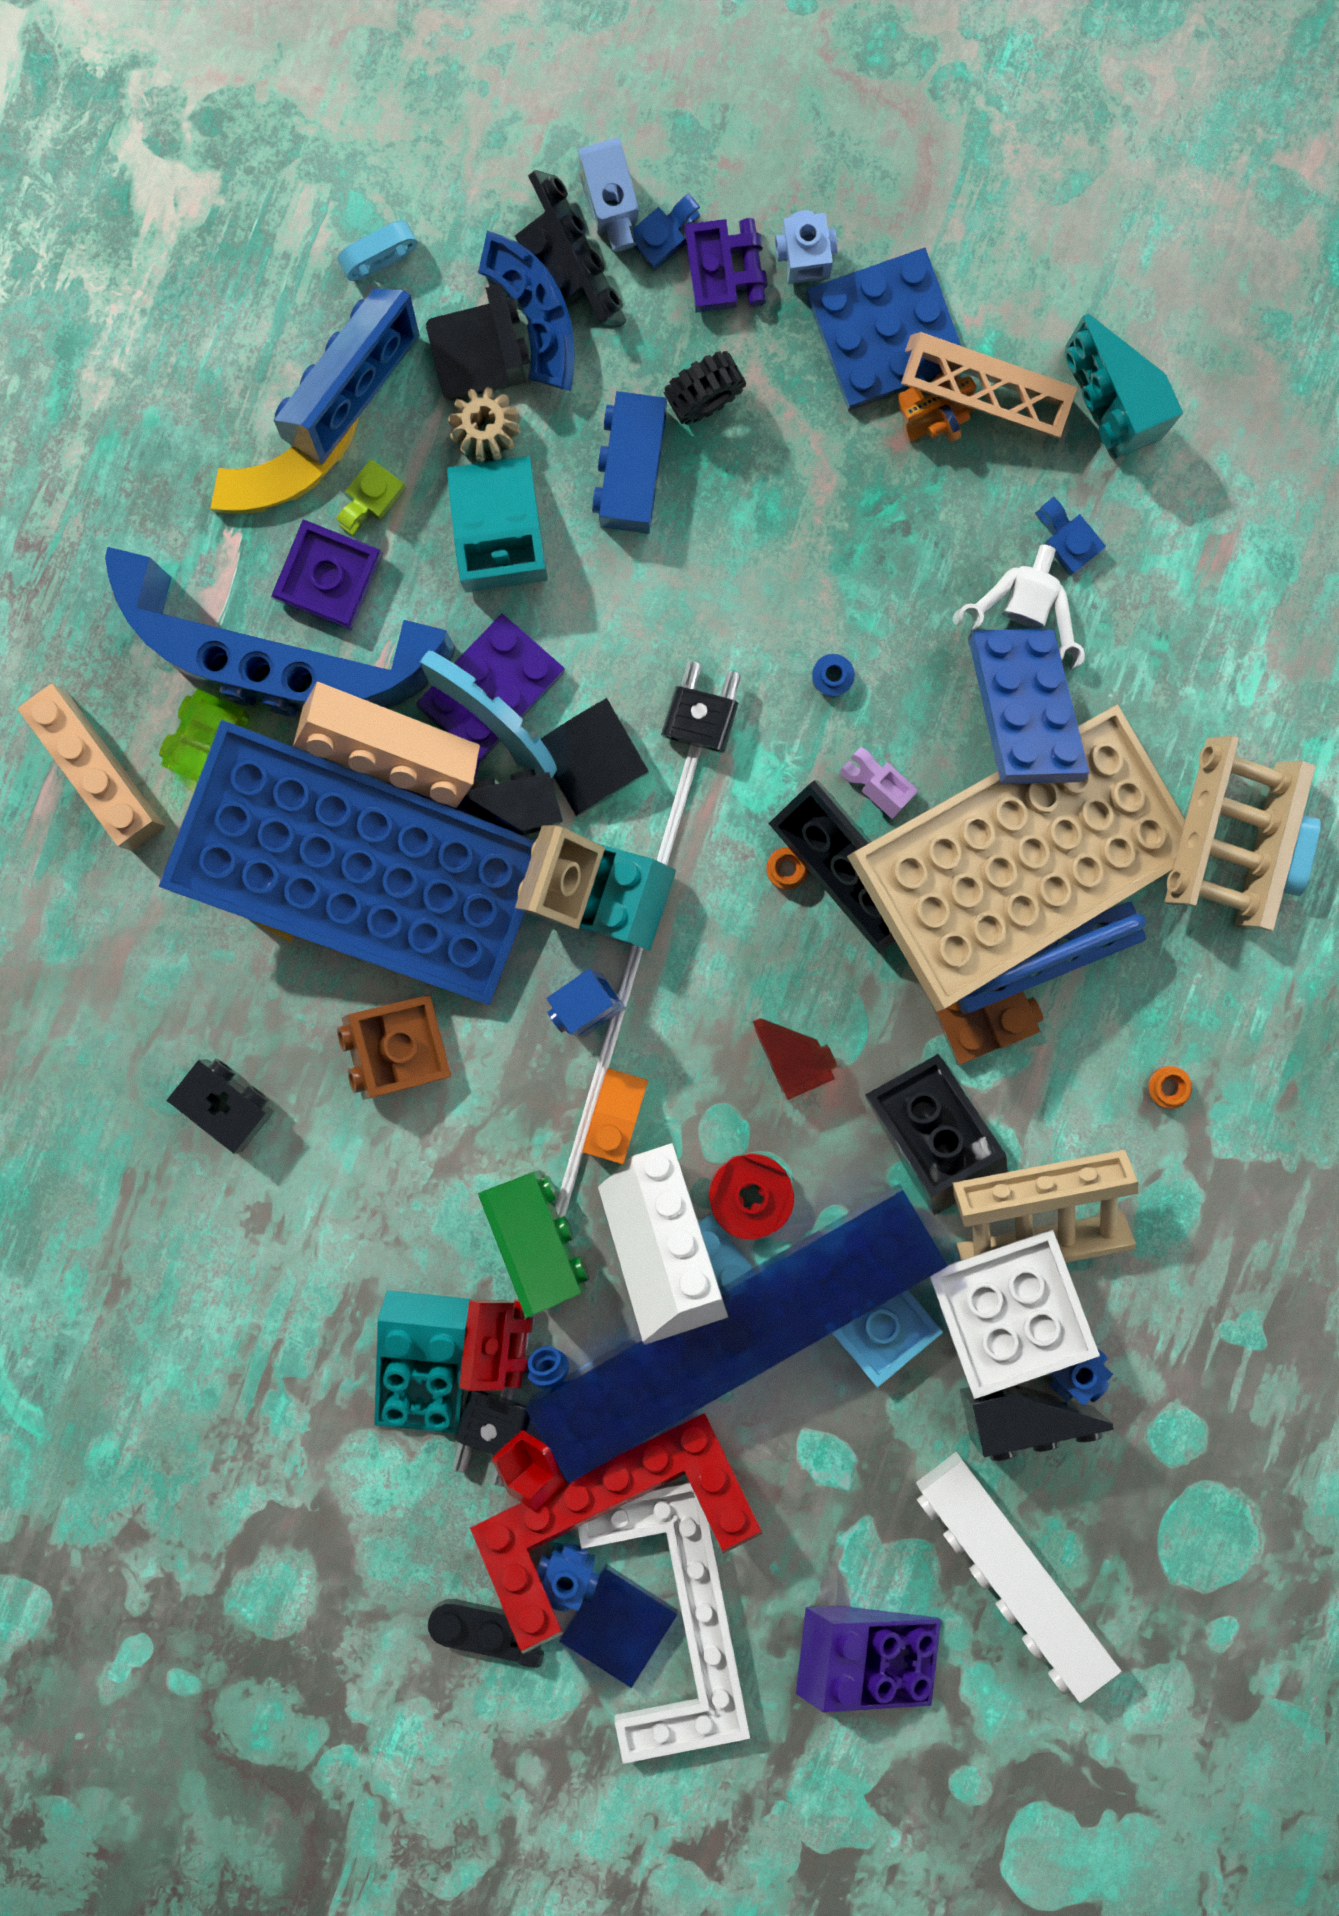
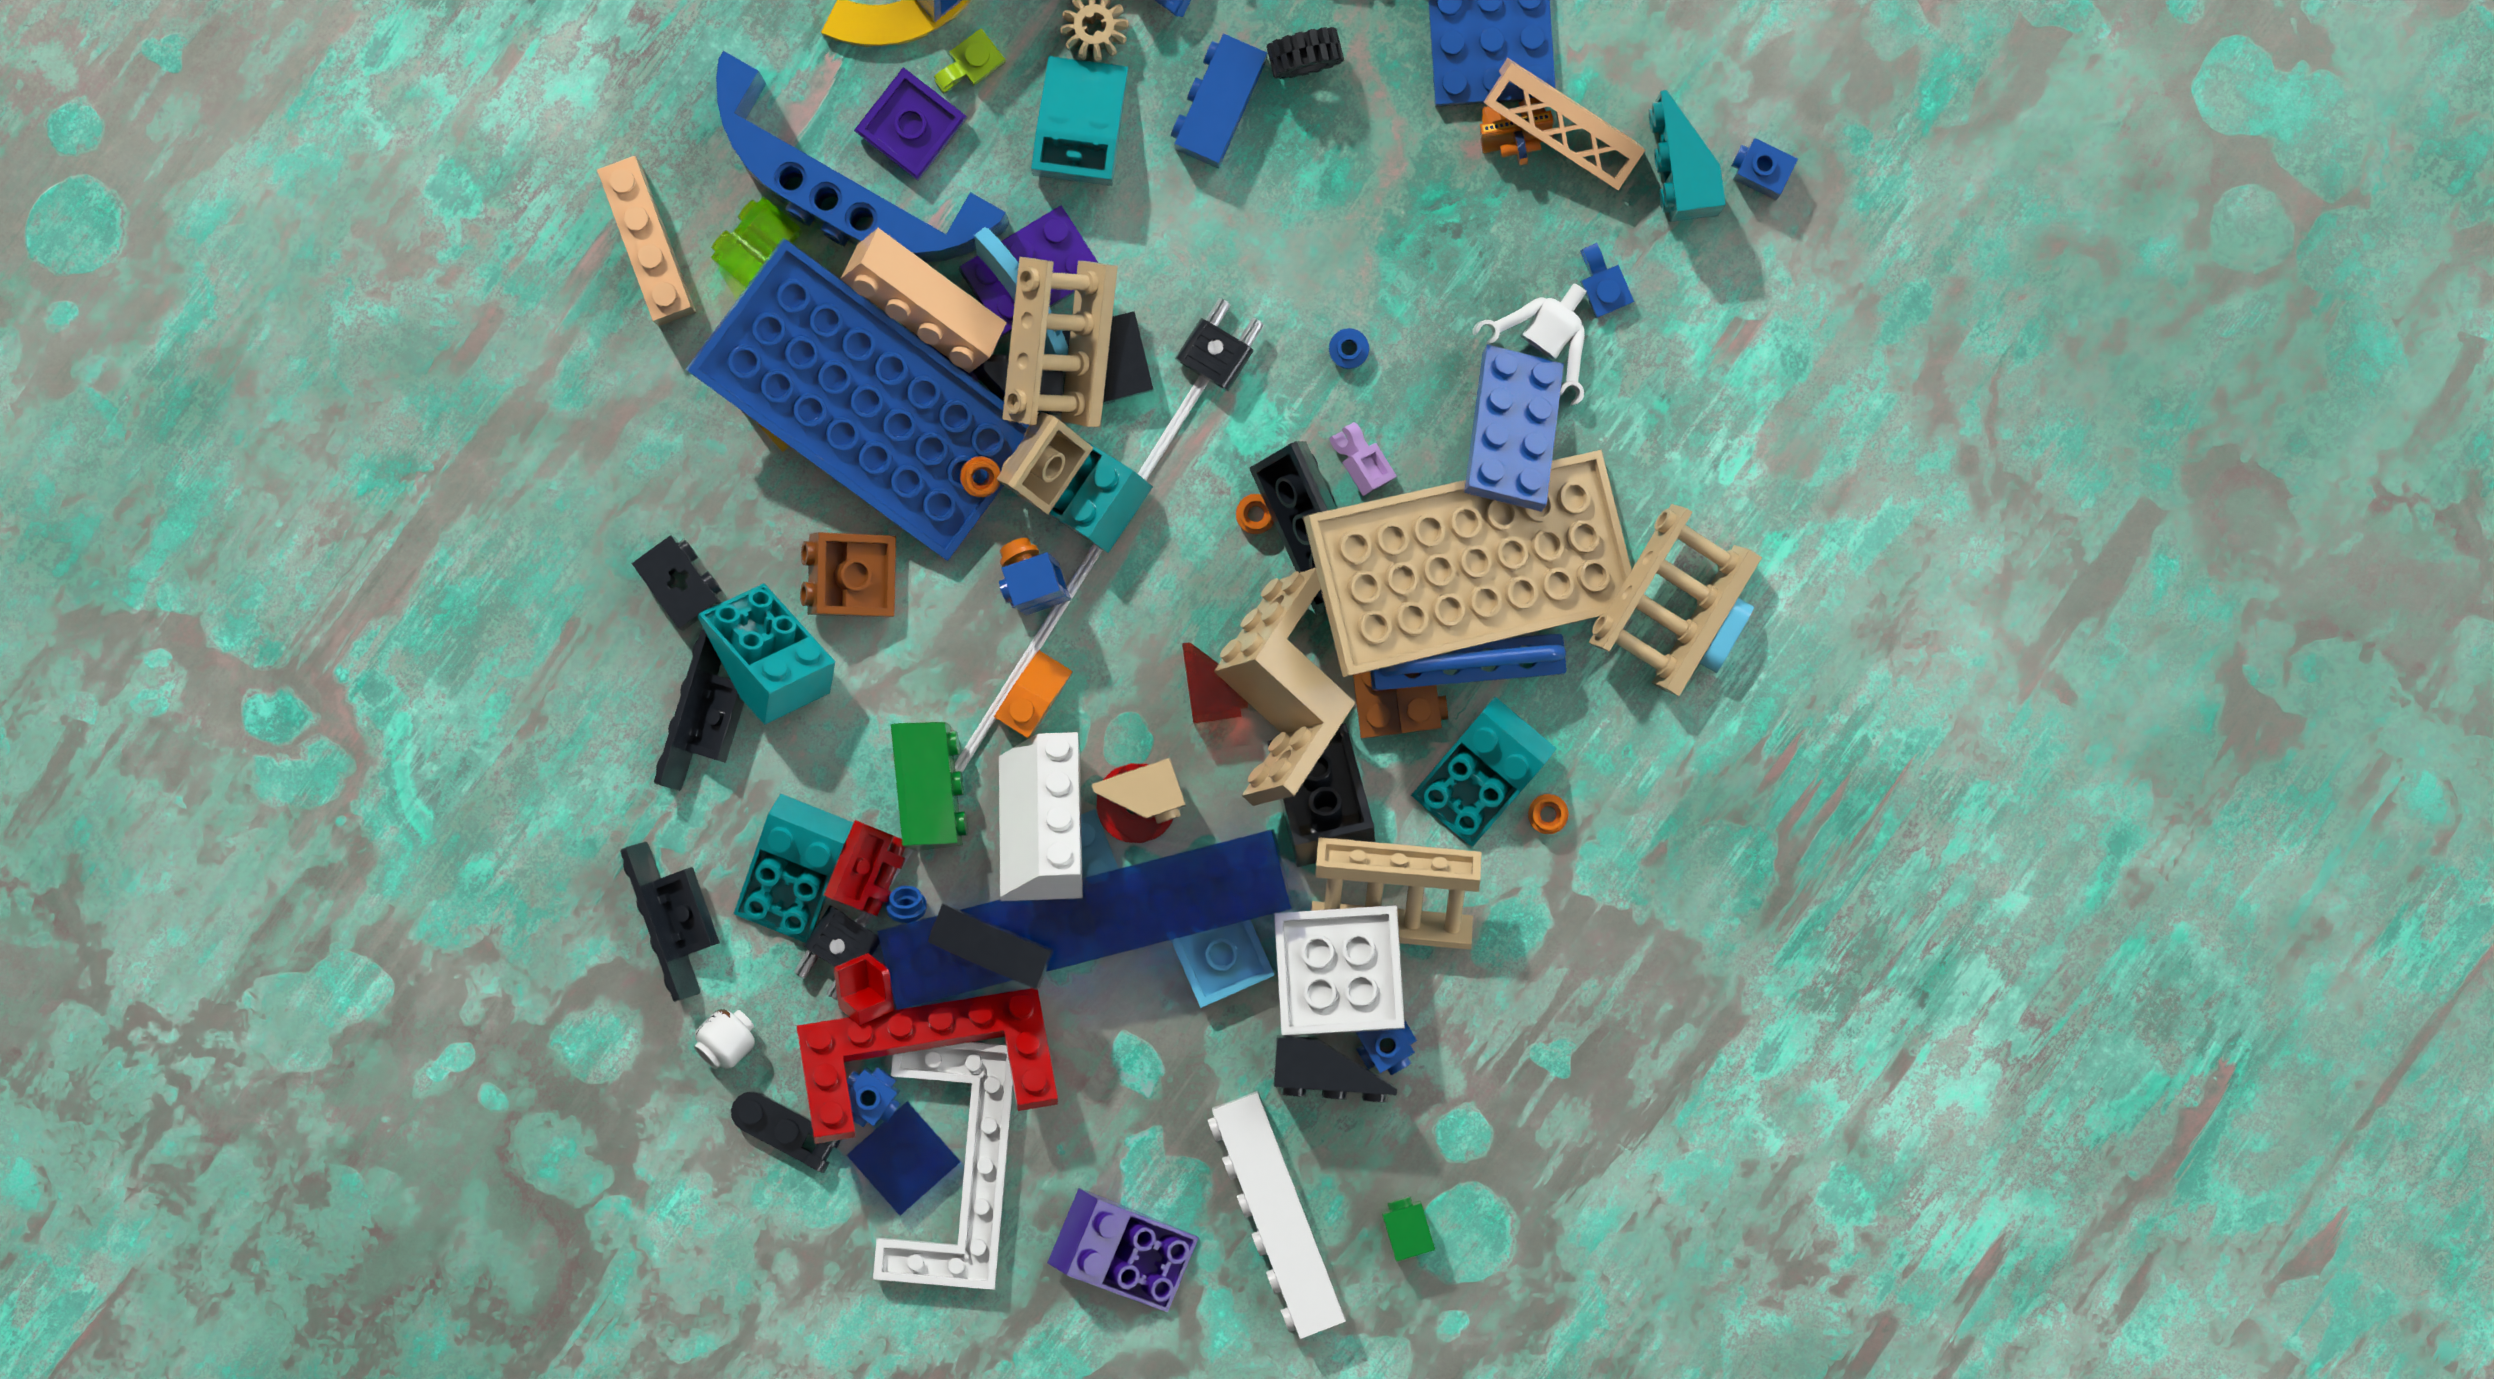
camera: 15 degrees right, 0 degrees up
(285, 1231) = (703, 718): none -> black bracket
(311, 1448) = (673, 915): none -> black bracket
(332, 1152) = (768, 653): none -> teal slope
(400, 1558) = (724, 1038): none -> white head
(510, 915) = (983, 489): none -> orange plate
(558, 975) = (1017, 551): none -> orange plate
(569, 744) = (1087, 344): none -> tan fence
(648, 1396) = (990, 946): none -> black slope
(760, 1186) = (1146, 791): none -> tan slope
(873, 1038) = (1283, 687): none -> tan bracket
(1094, 1063) = (1483, 771): none -> teal slope
(1153, 1553) = (1407, 1228): none -> green brick
(1199, 375) = (1763, 168): none -> blue brick

